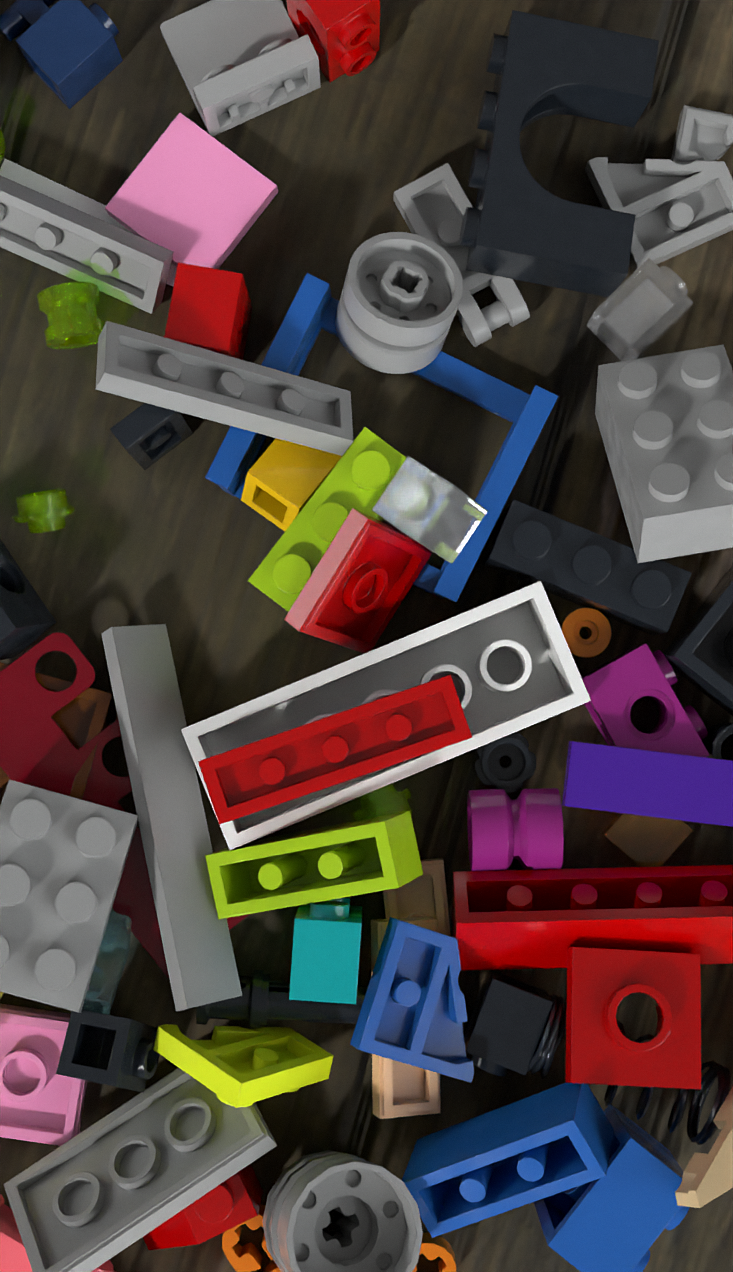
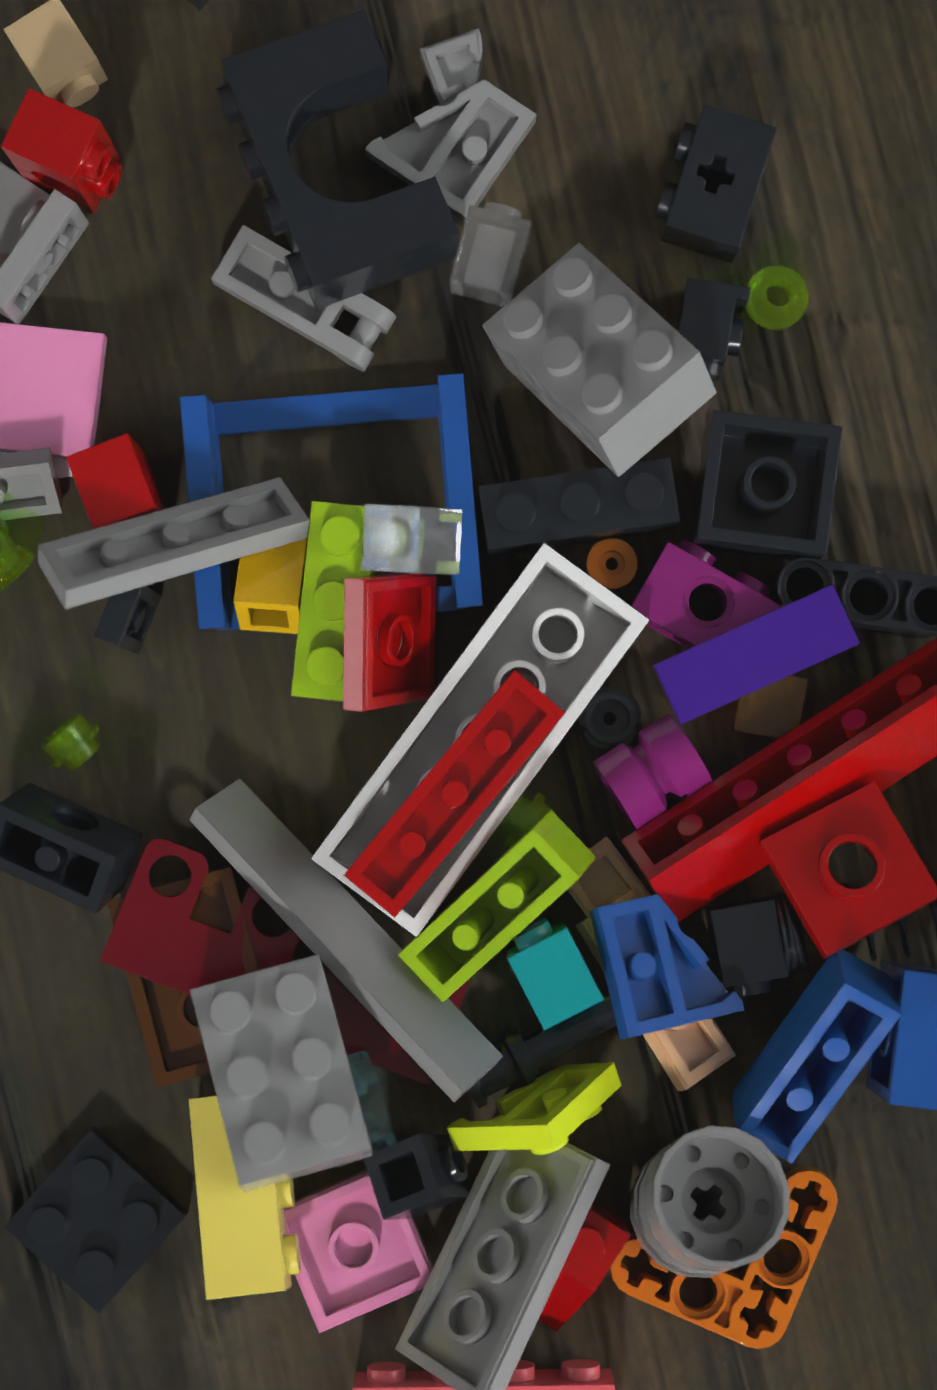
camera: 30 degrees left, 0 degrees up
(398, 302) = (274, 374): light grey wheel -> none

